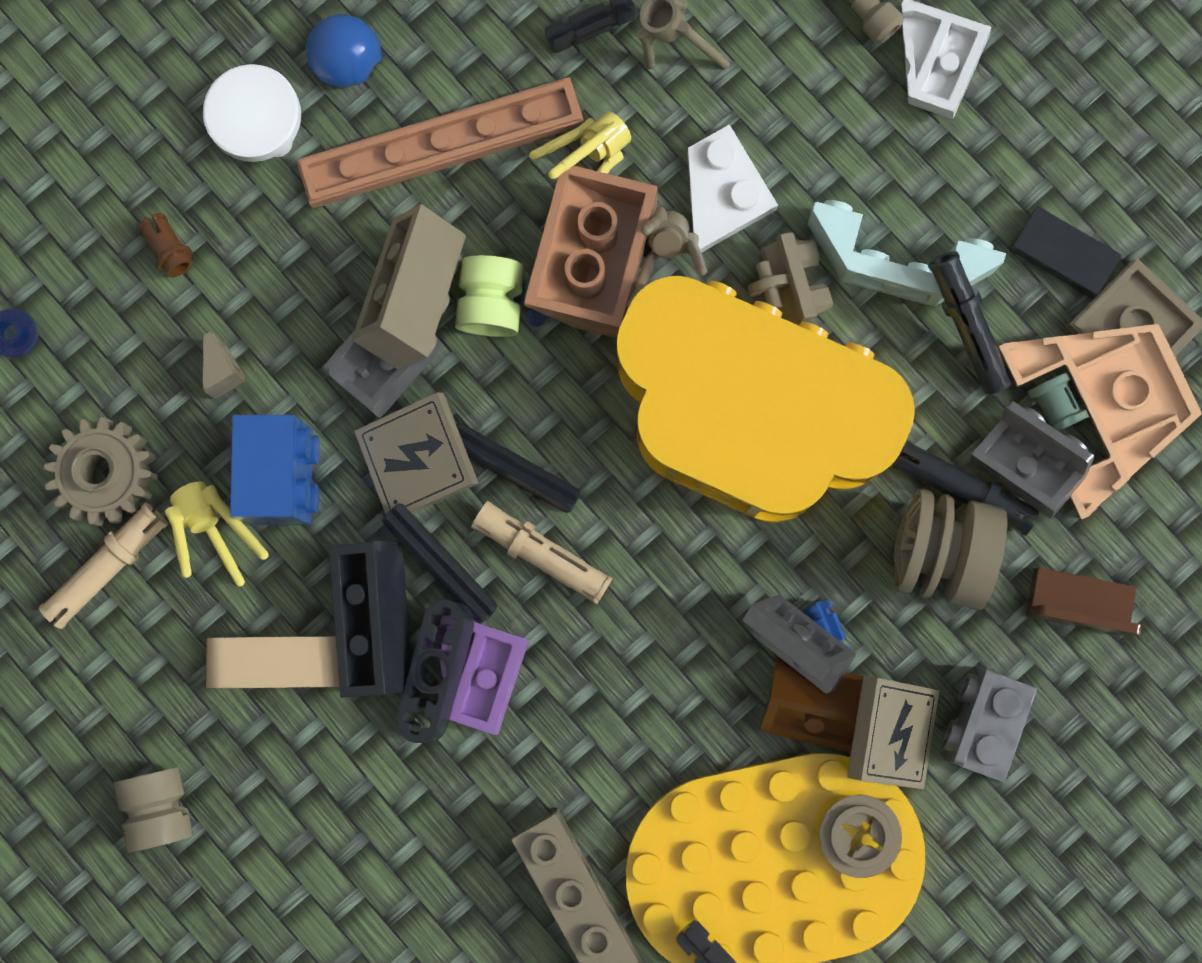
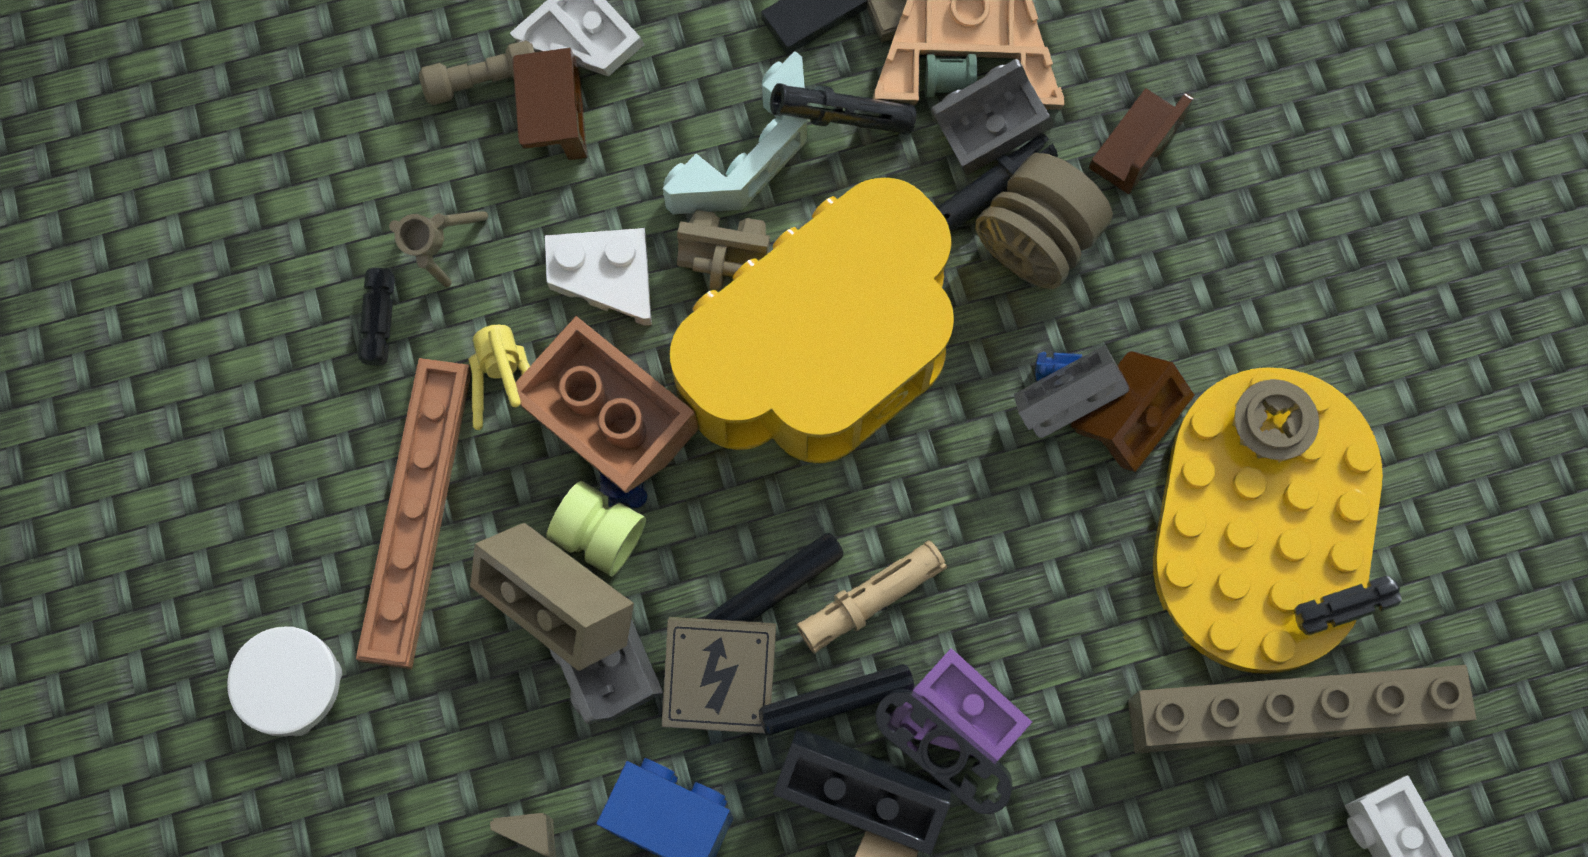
camera: 70 degrees left, 10 degrees down
(170, 253) = (372, 834): reddish brown pin -> none
(342, 50) = (270, 563): blue hair -> none
(667, 239) = (630, 338): dark tan plant -> none
(853, 66) = (550, 101): none -> reddish brown panel
(893, 733) = (1191, 349): dark tan tile -> none
(988, 723) = (1214, 268): flat silver bracket -> none

